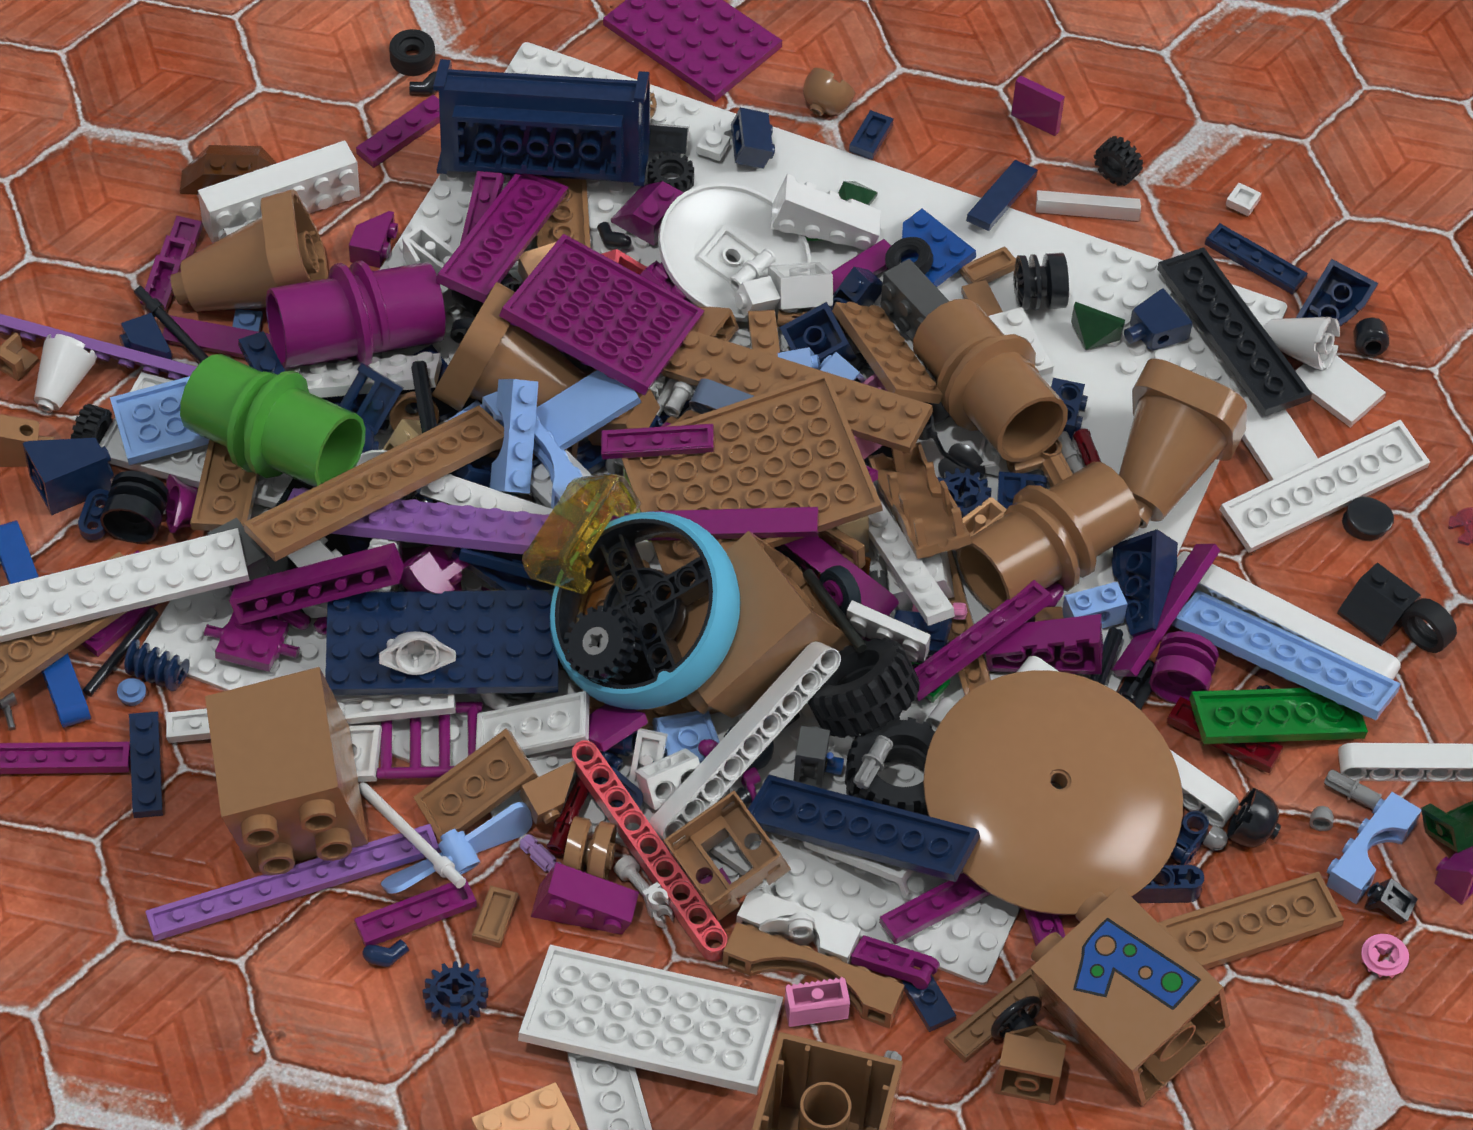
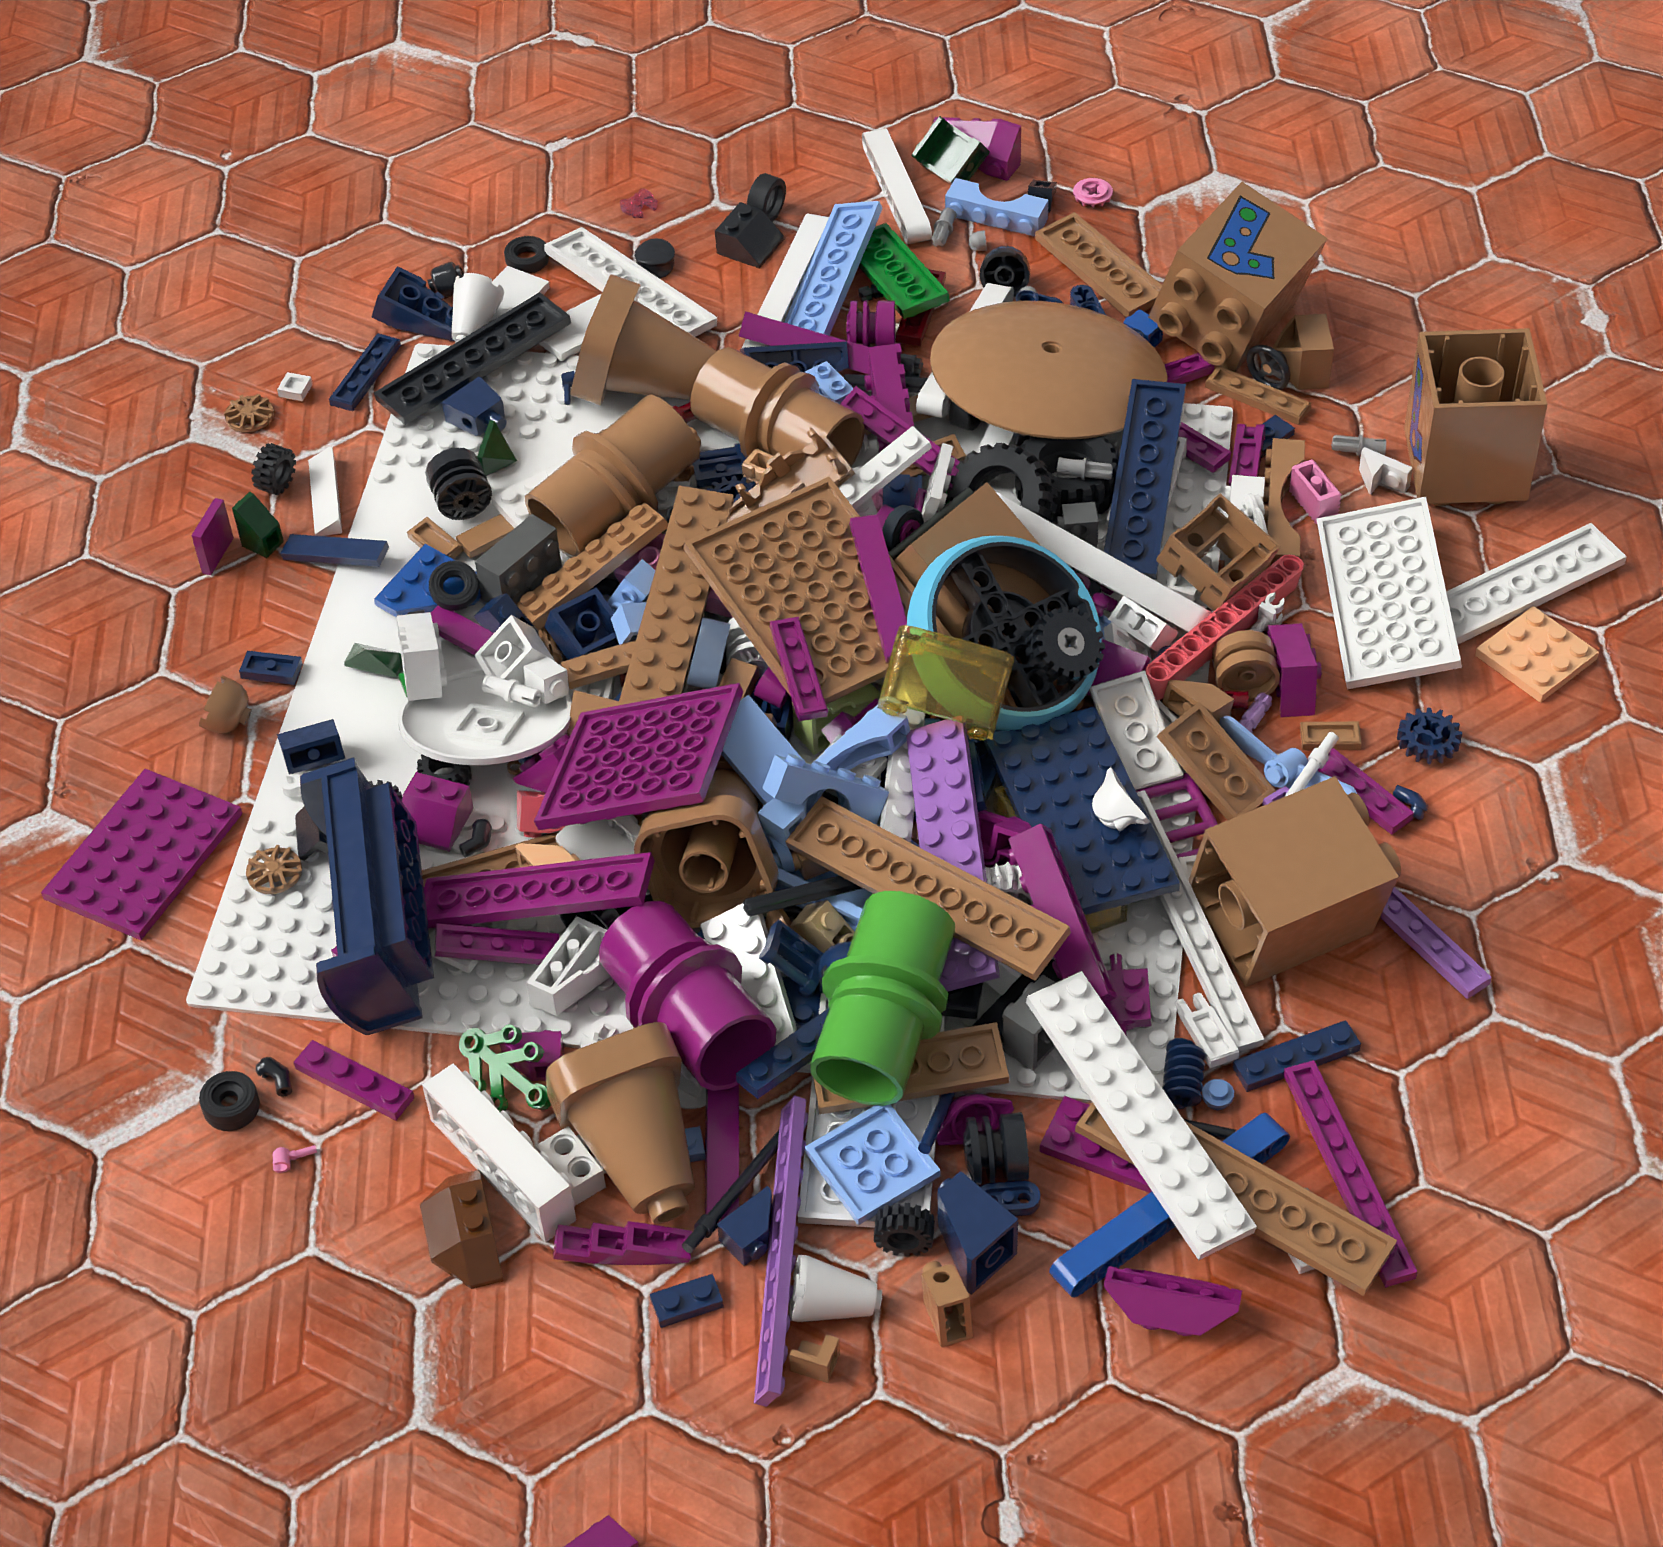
camera: 100 degrees left, 5 degrees down
(106, 295) = (686, 1300): none -> dark blue plate
(169, 463) = (935, 1123): none -> dark blue bar
(185, 697) = (1207, 1031): none -> white hinge
(345, 77) = (282, 1157): none -> bright pink hand
(362, 214) = (500, 1064): none -> plant
(1044, 139) = (257, 526): none -> dark green slope
(1219, 164) = (252, 411): none -> medium nougat wheel
(1407, 400) = (525, 244): none -> black tyre

